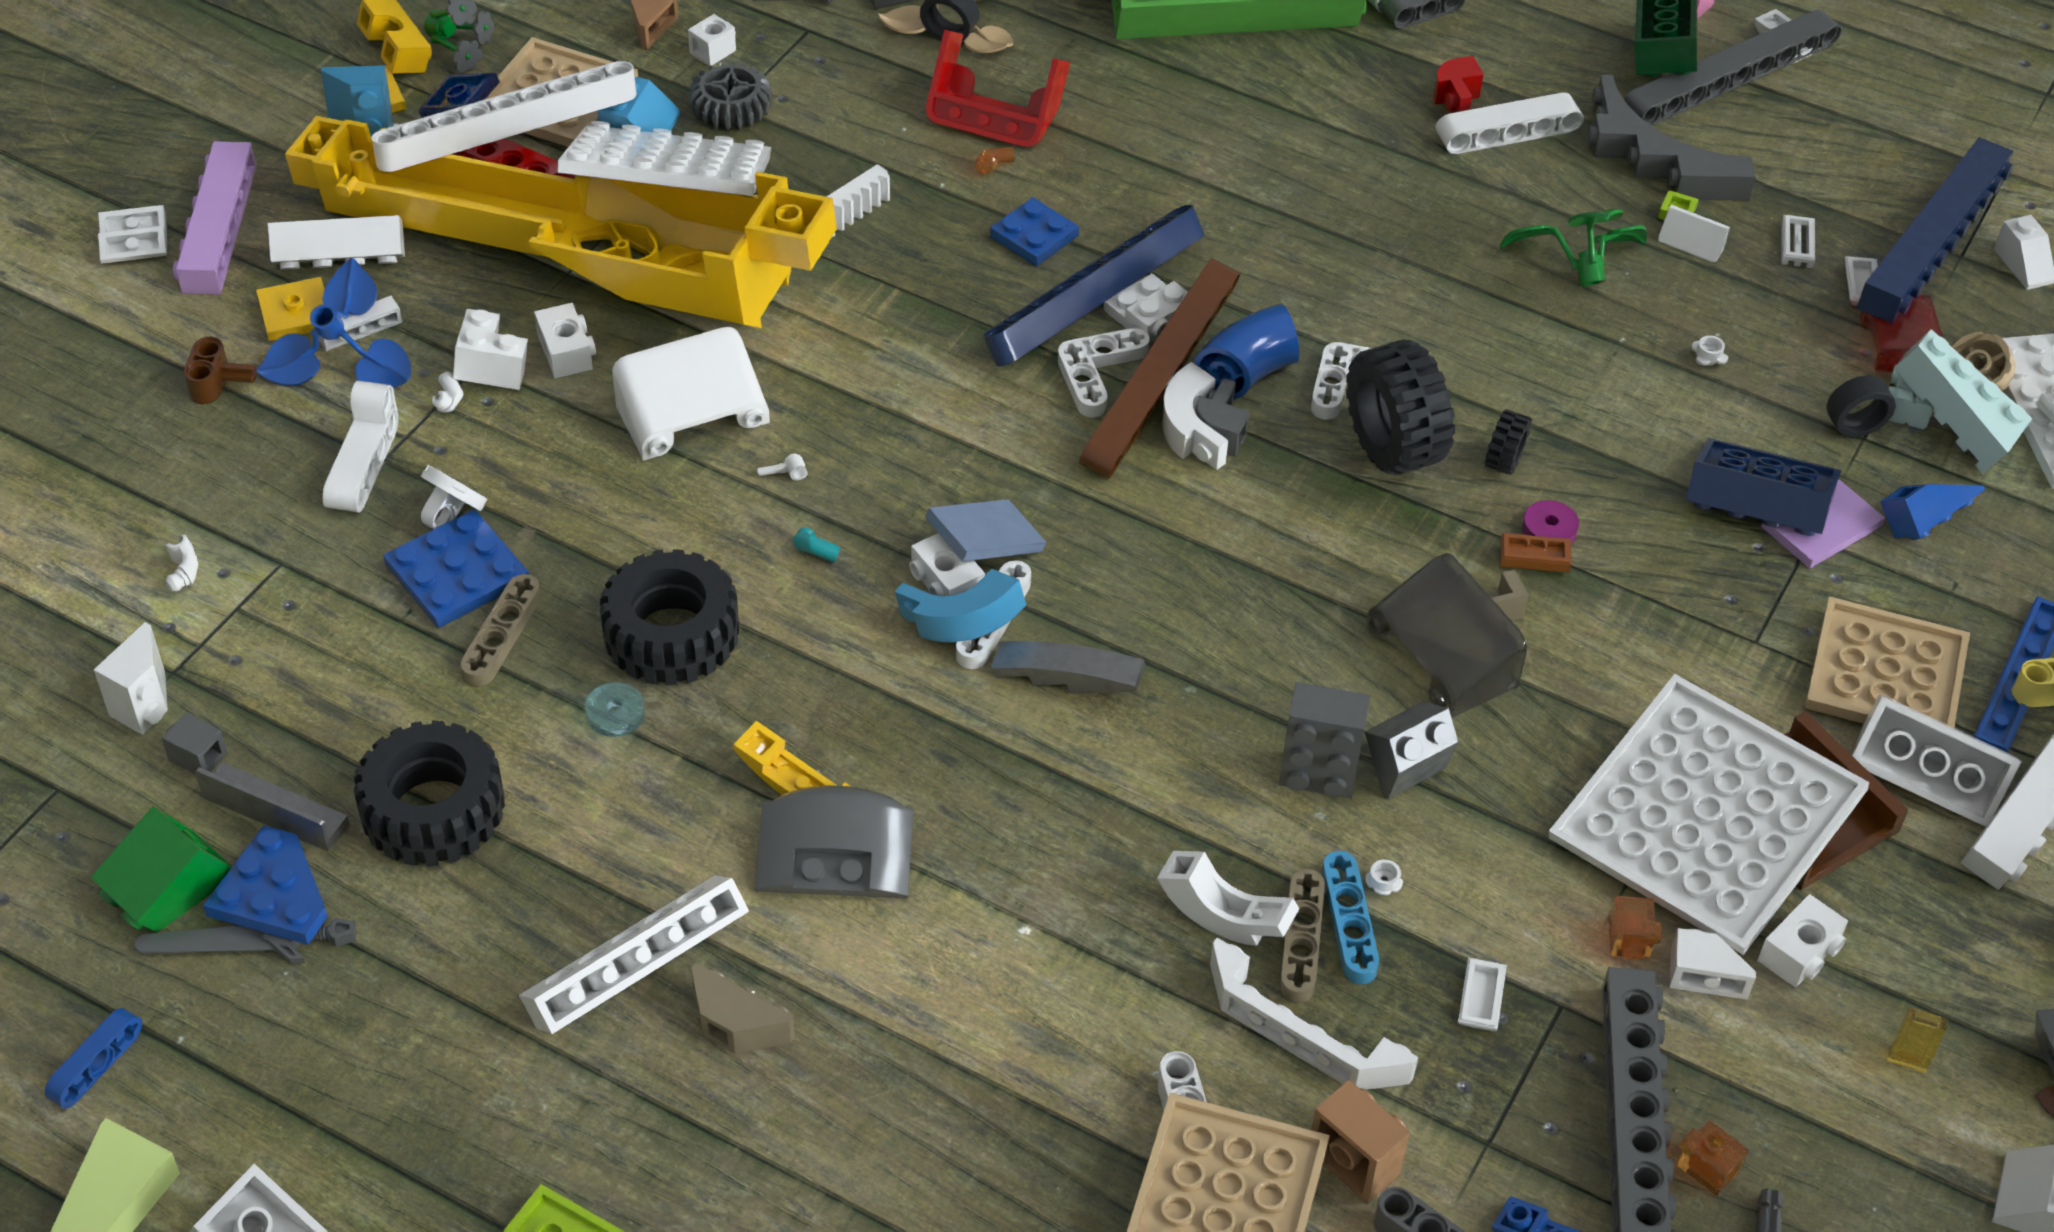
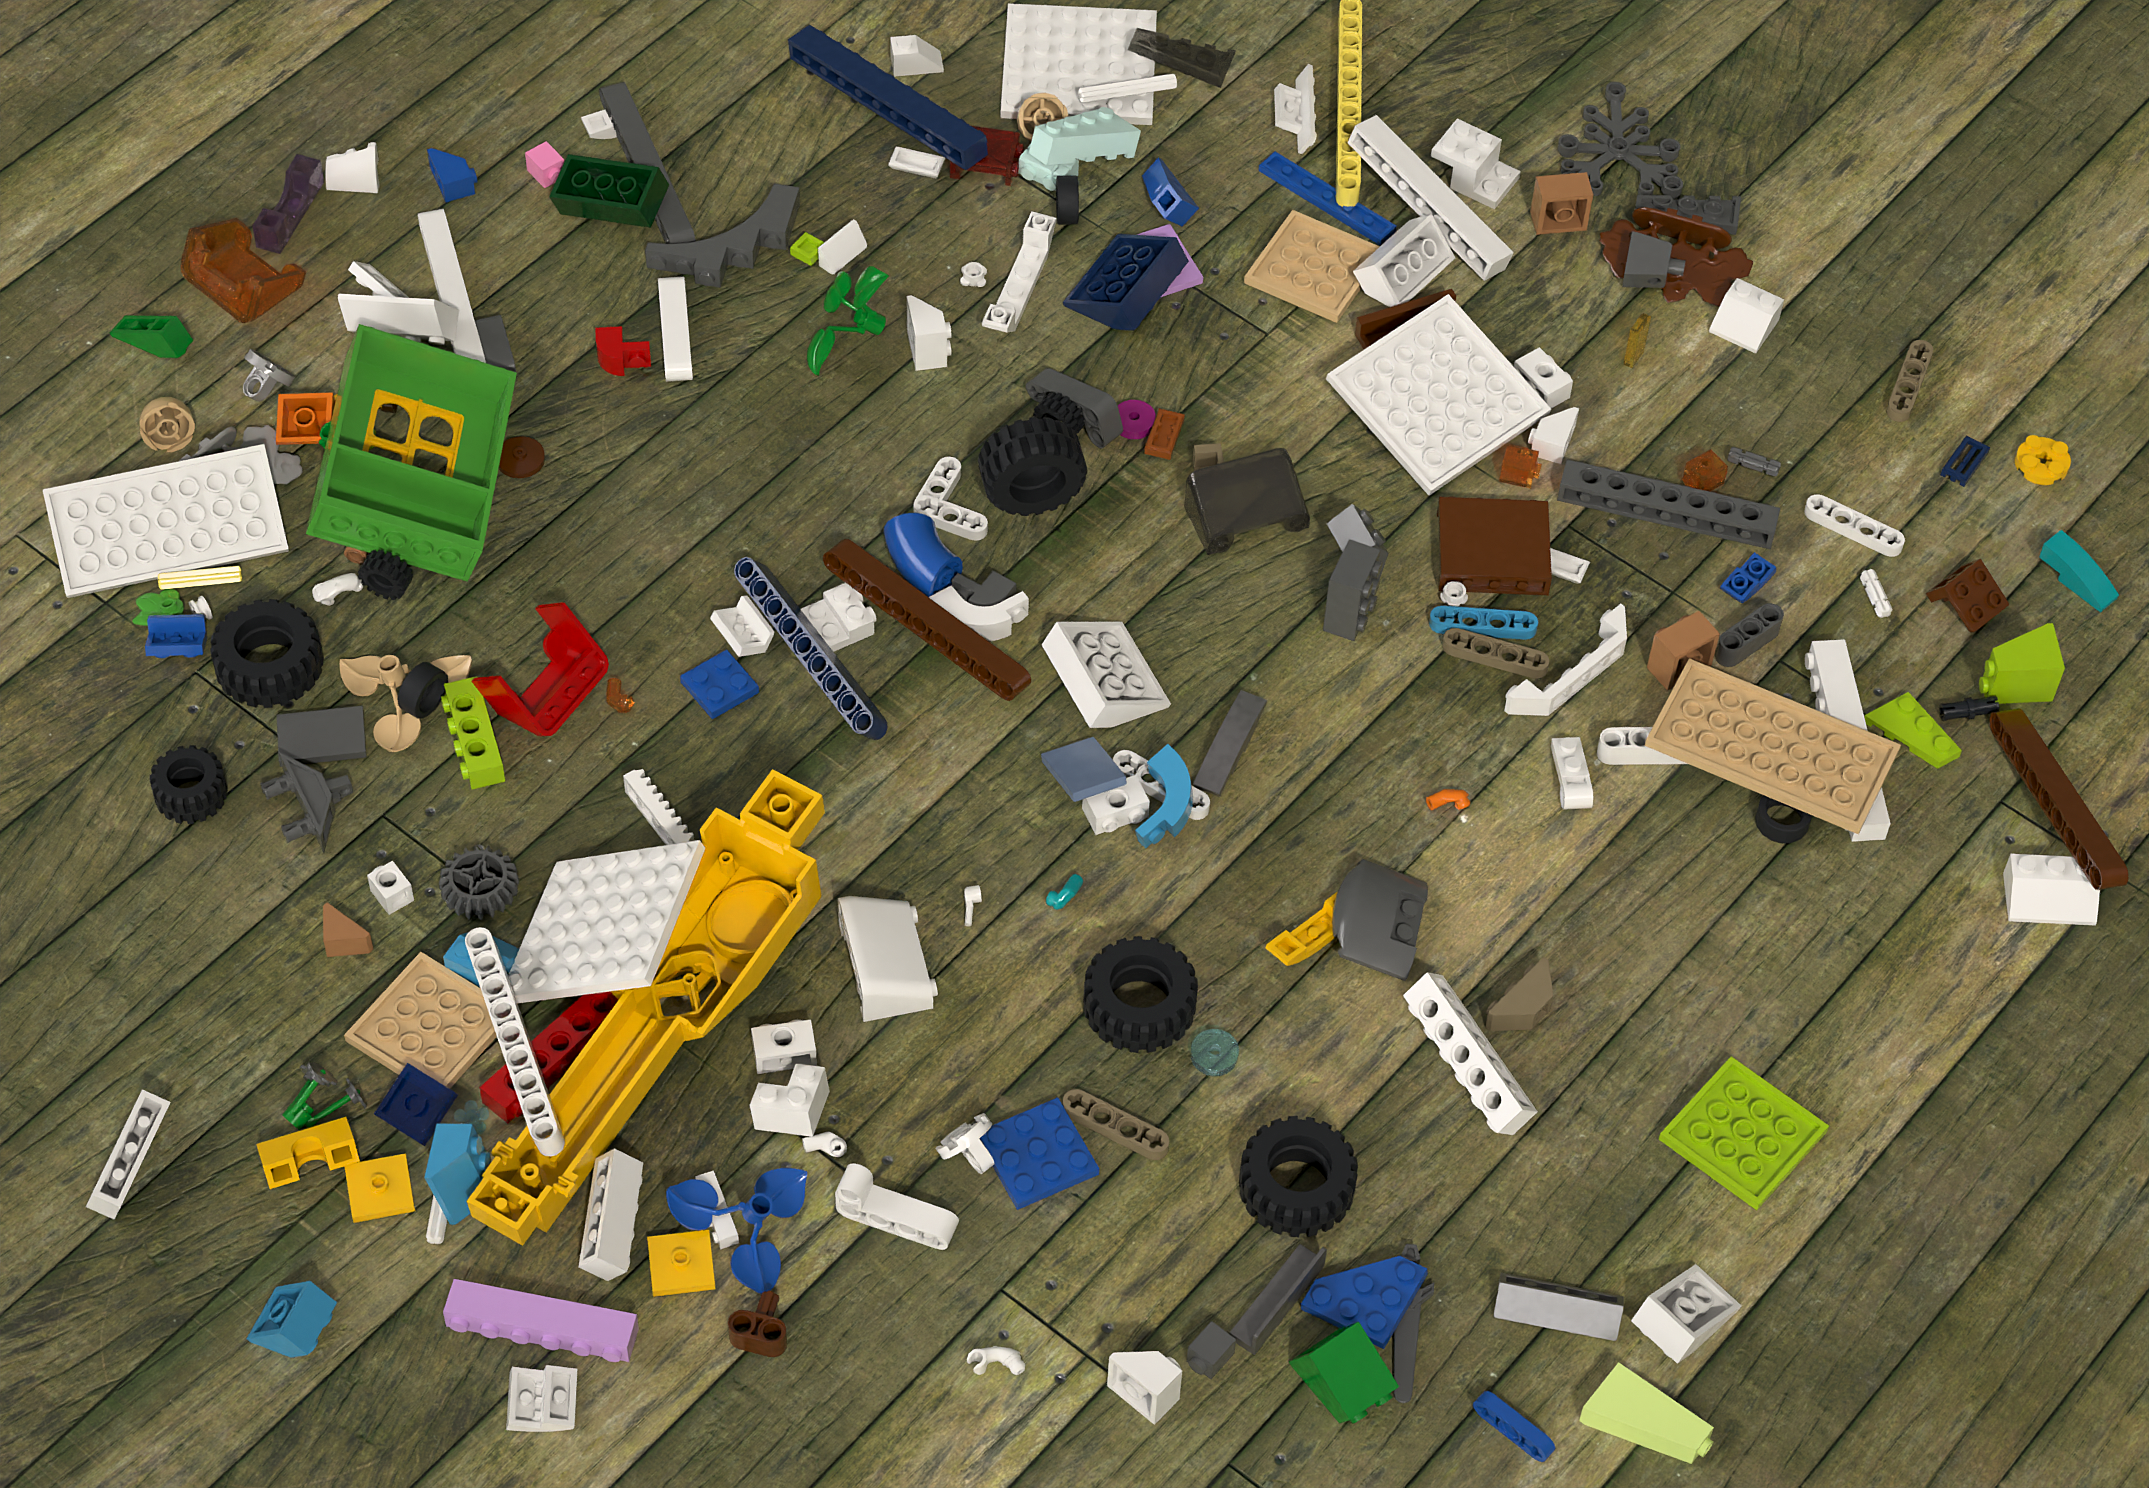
camera: 80 degrees left, 5 degrees up
(209, 59) = (293, 1319): none -> dark azure slope
(277, 1094) = (1559, 1307): none -> panel
(907, 65) = (471, 716): none -> lime brick
(1048, 904) = (1446, 796): none -> orange arm
(1089, 359) = (888, 674): white beam -> none
(1106, 230) = (744, 628): none -> white bracket
(1119, 1034) = (1573, 773): none -> white plate
(1142, 539) = (1104, 672): none -> white slope
(1218, 906) = (1478, 684): white arch -> none
(1290, 46) = (521, 457): none -> reddish brown piece
(1481, 907) = (1495, 545): none -> reddish brown panel
(1535, 459) = (1098, 407): none -> dark grey beam
(1579, 308) = (927, 335): none -> white slope
(1796, 390) = (1024, 274): none -> white slope
(1797, 256) = (858, 190): white tile -> none

